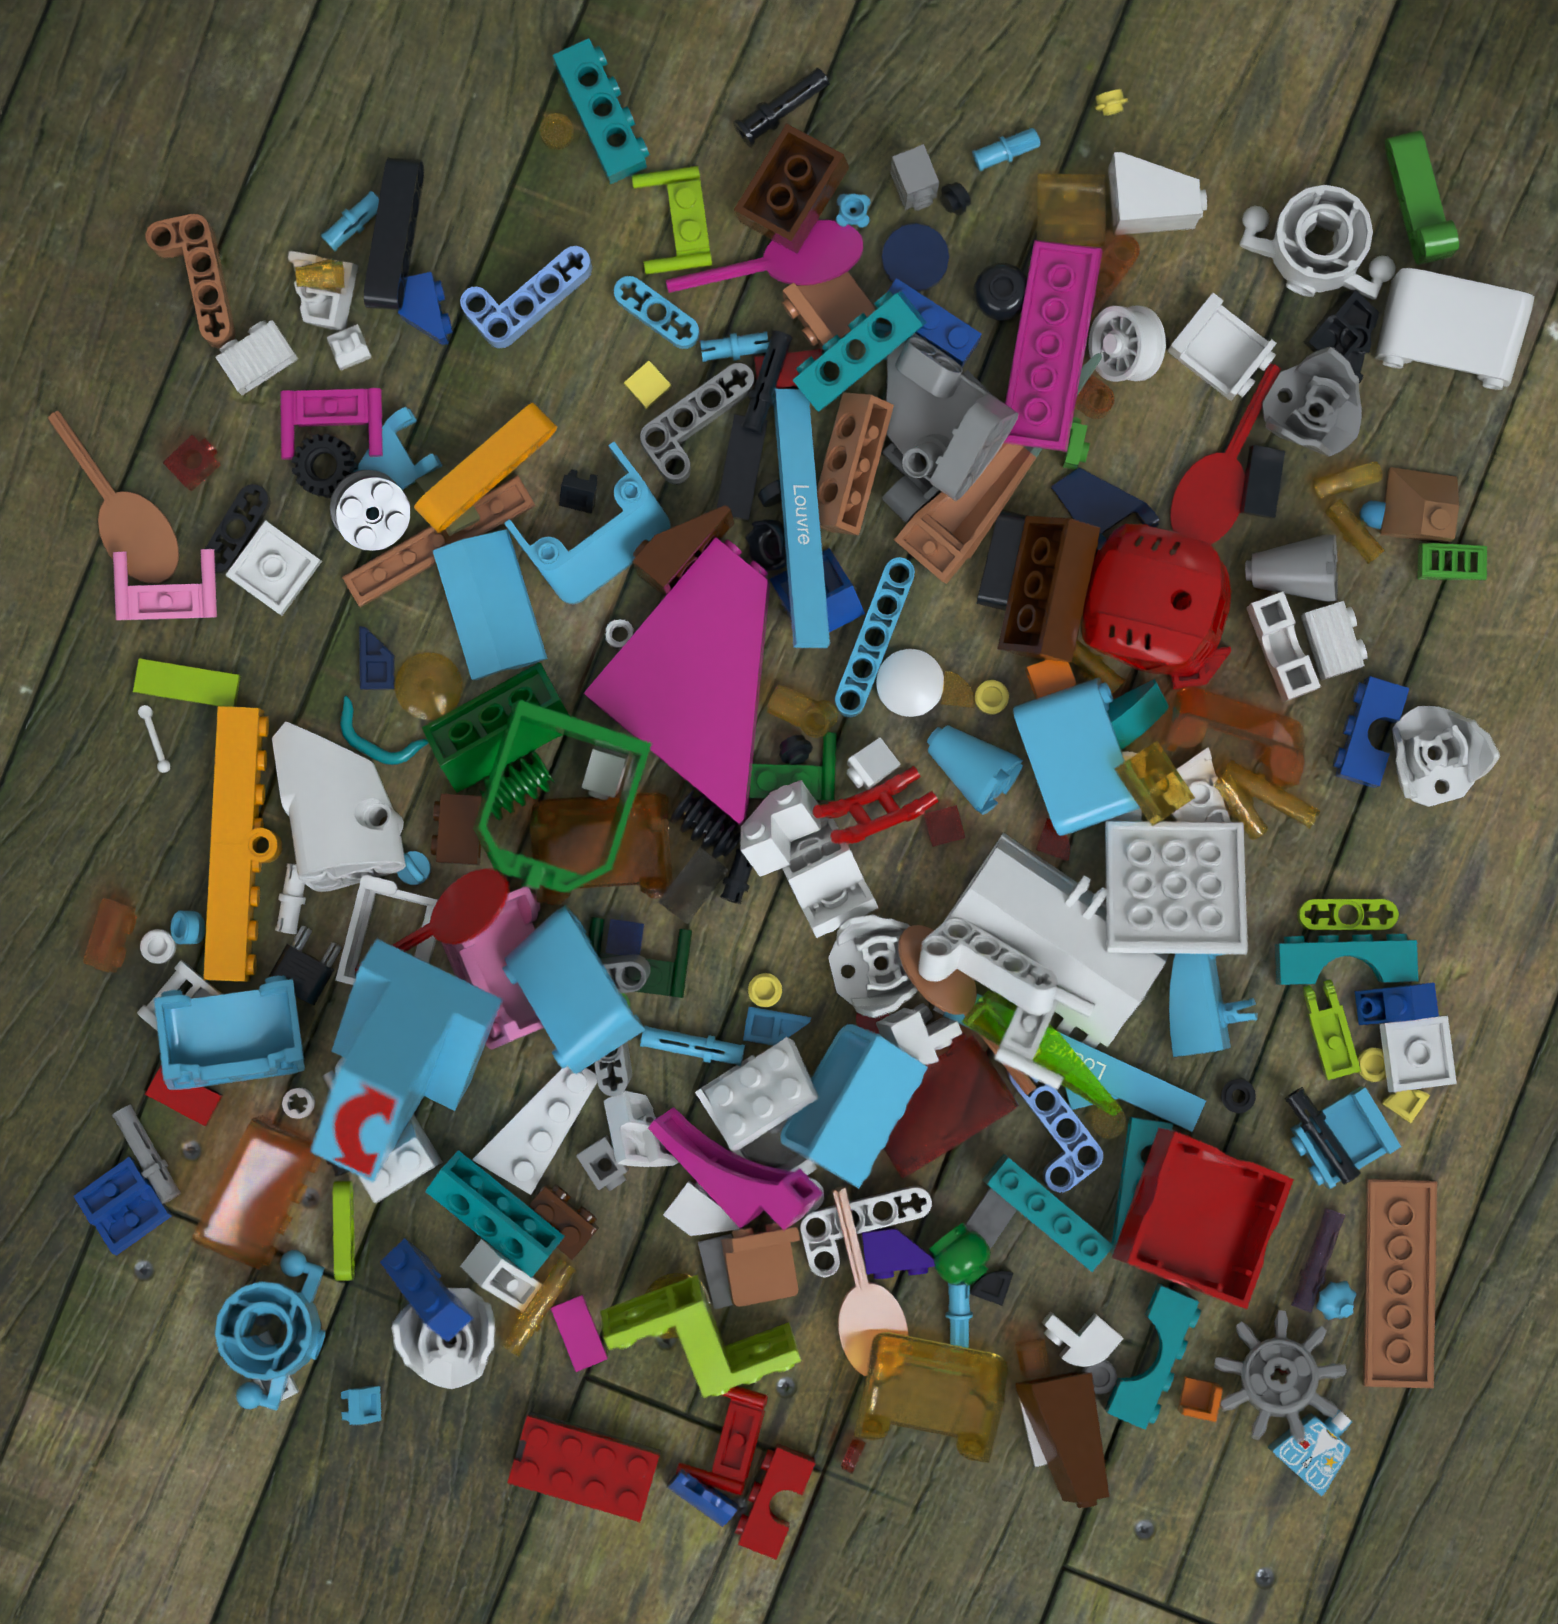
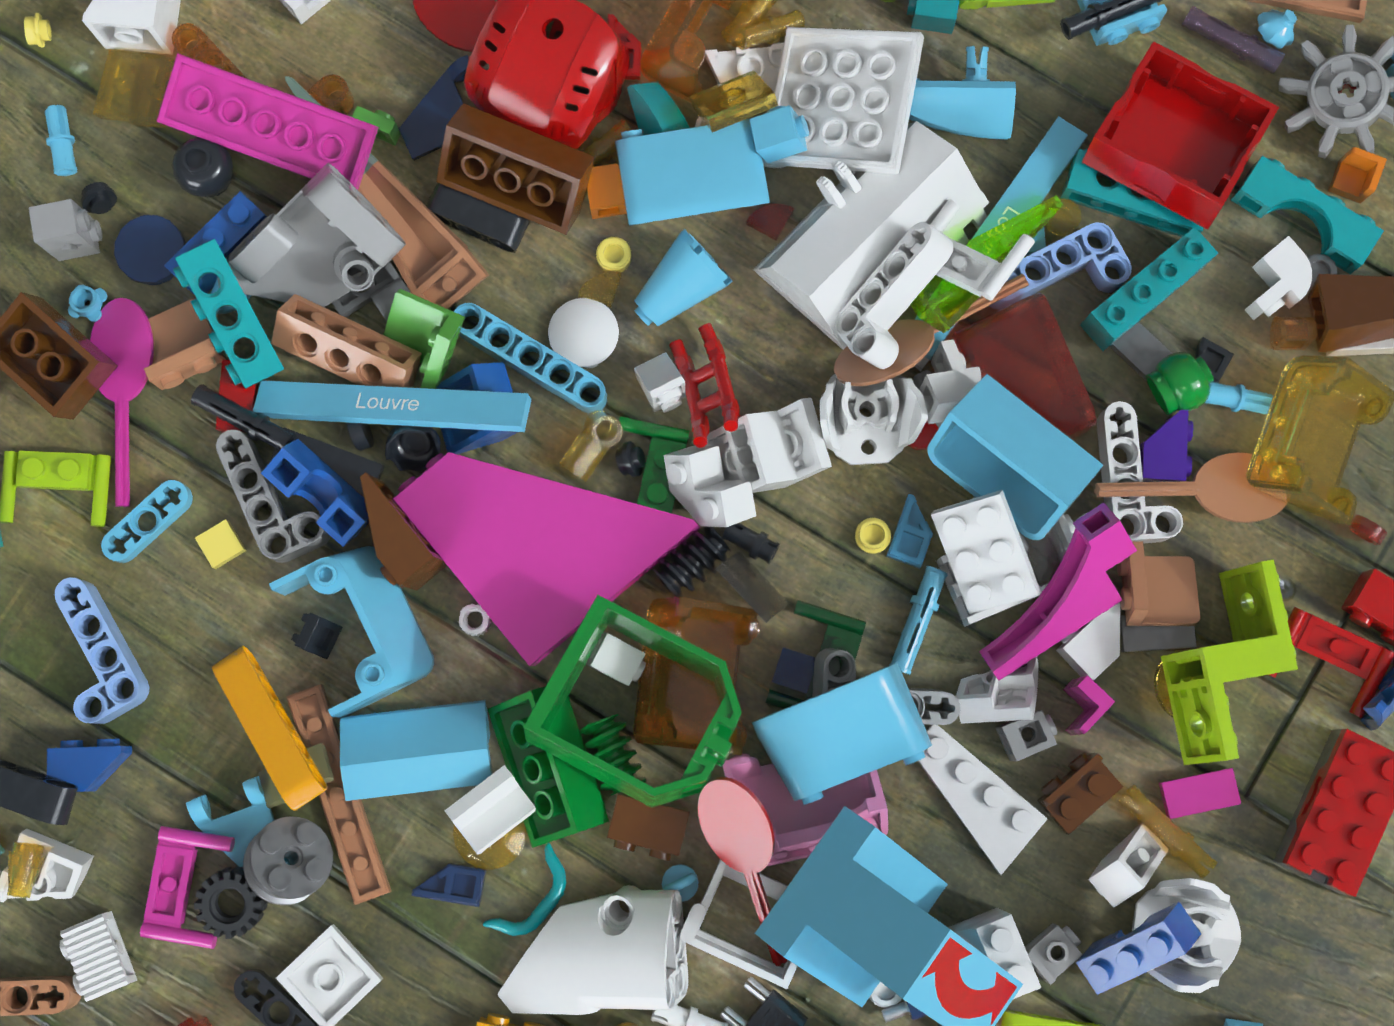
camera: 85 degrees left, 5 degrees down
(349, 347) = (111, 853): white tile -> none
(406, 1204) = (1040, 948): none -> light grey brick
(447, 683) = (490, 810): none -> white panel
(494, 1213) = (1064, 859): teal brick -> none
(642, 1220) = (1091, 699): none -> dark pink panel
(723, 452) = (303, 473): none -> blue arch
(734, 346) = (200, 447): medium azure pin -> none
(879, 536) = (427, 330): none -> bright green bracket
(944, 826) = (736, 325): clear red tile -> none
(1129, 342) = (281, 45): white wheel -> none
(1129, 832) = (779, 133): none -> medium azure brick
(1248, 1100) = (1061, 78): black plate -> none

